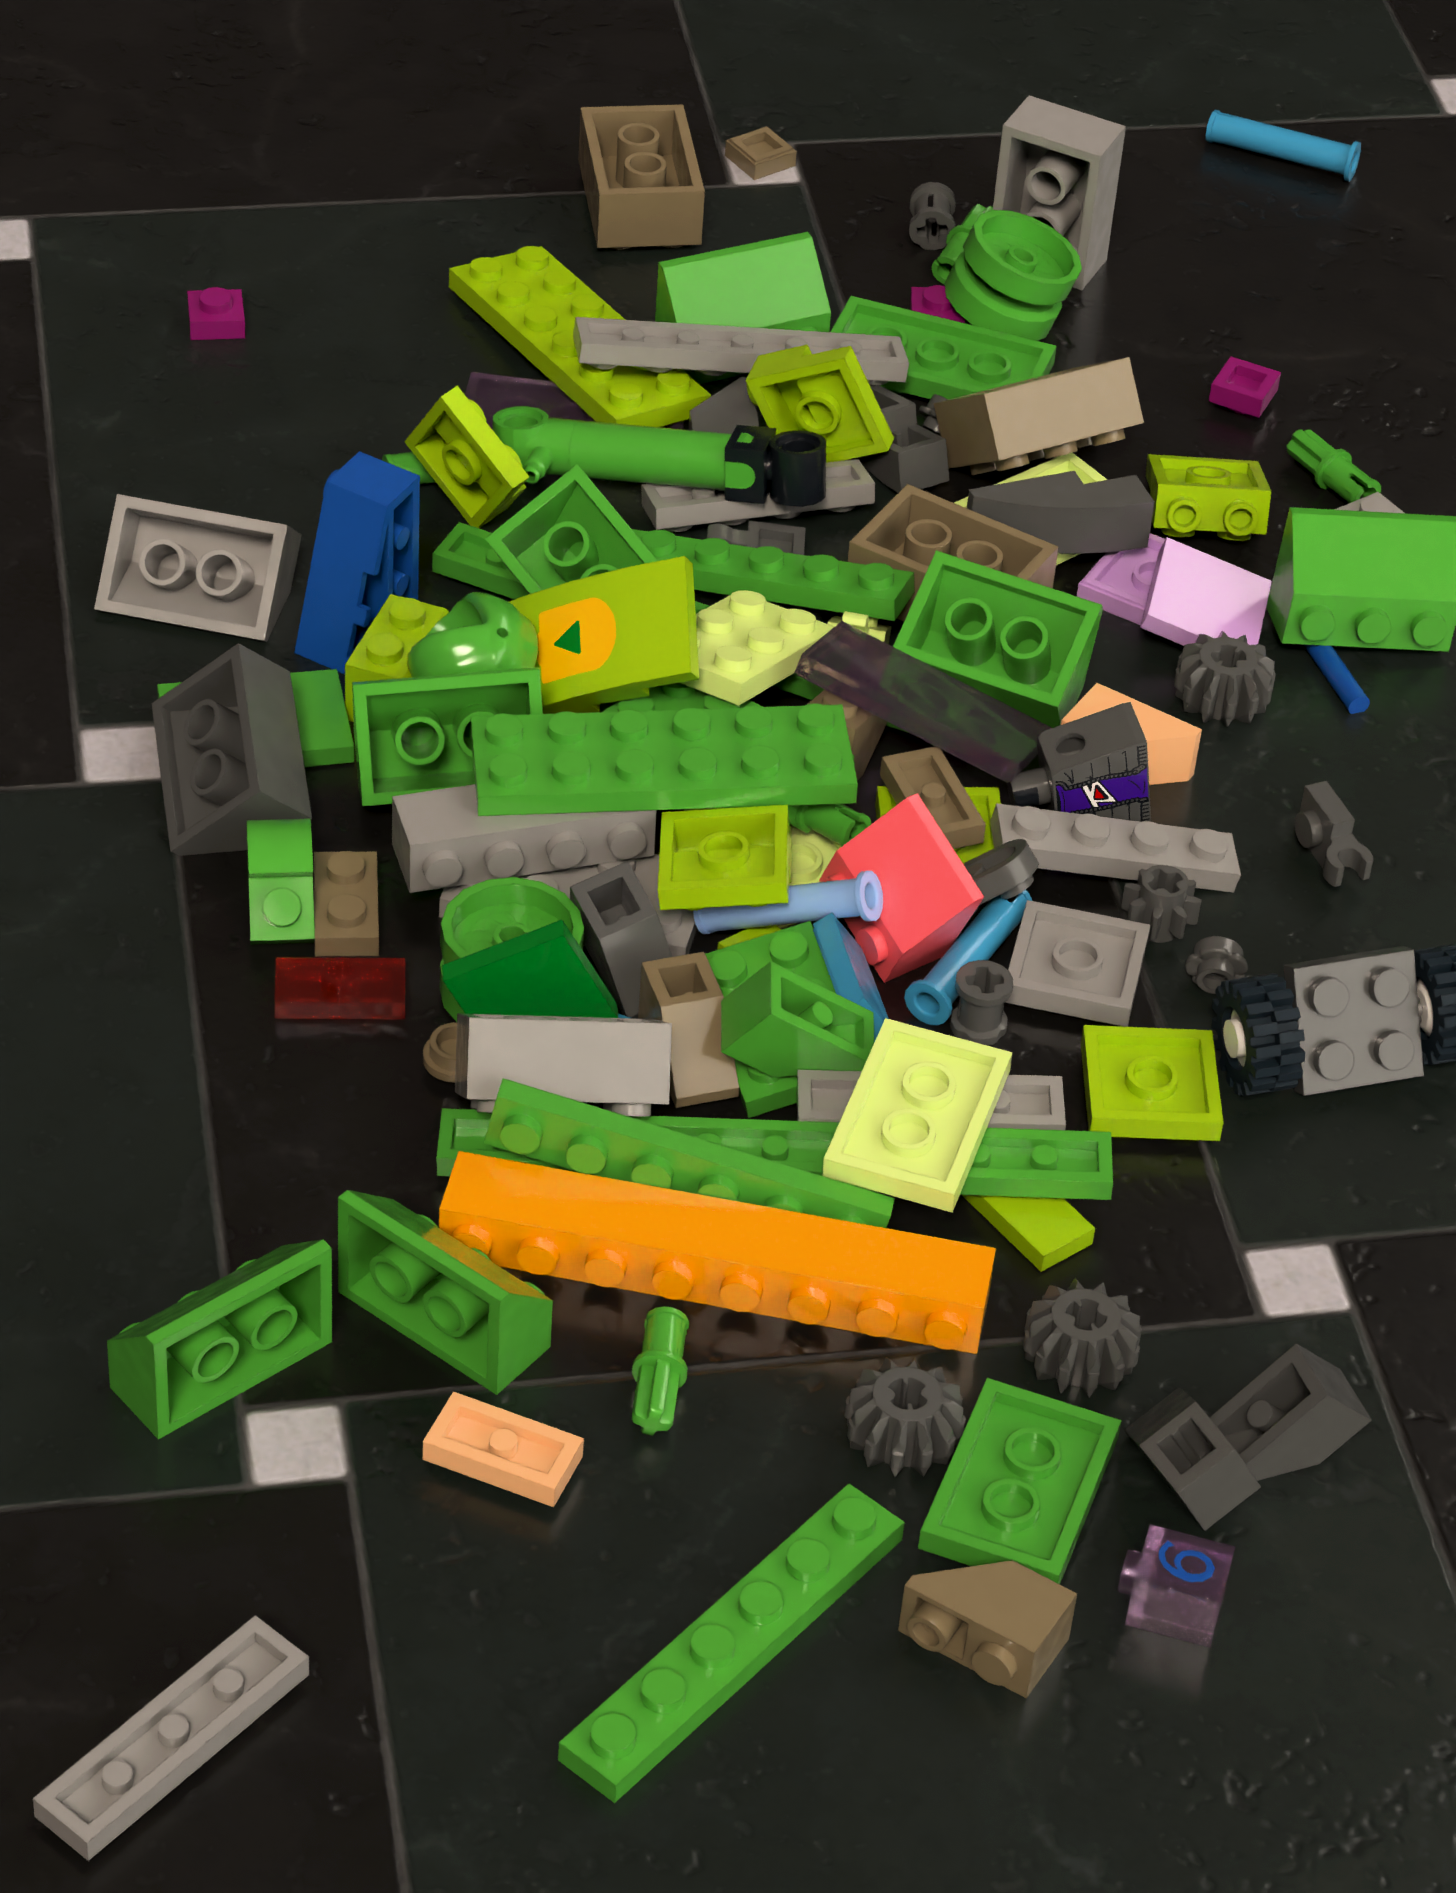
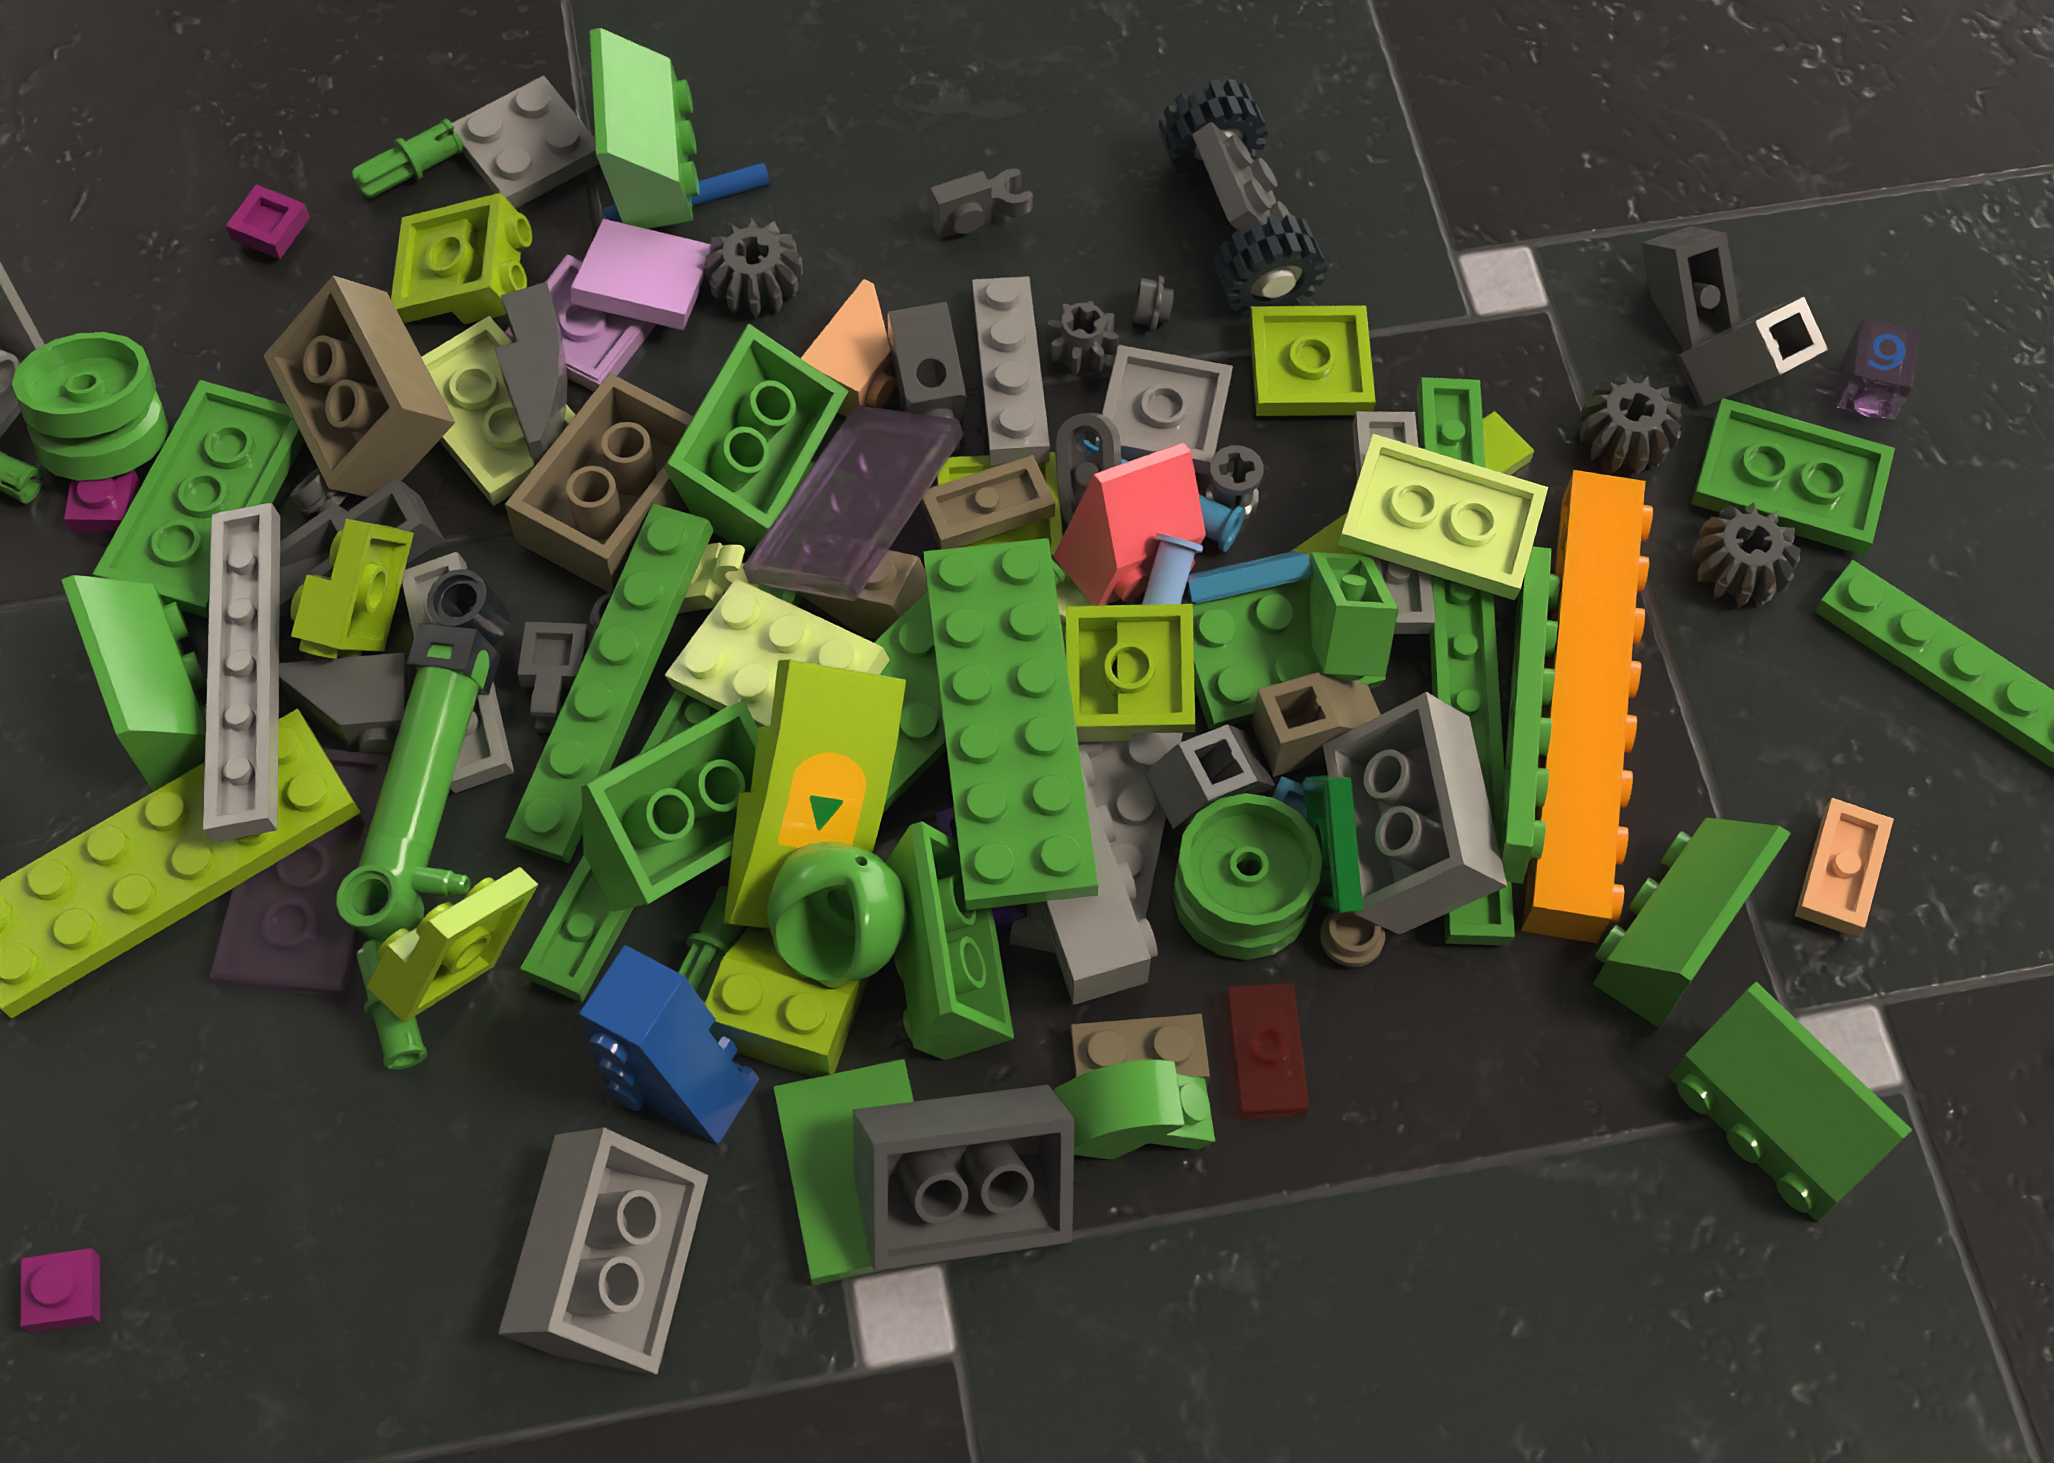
camera: 90 degrees left, 20 degrees up
(659, 1369) = (1722, 746): bright green axle -> none
(990, 1619) = (1944, 494): dark tan slope -> none

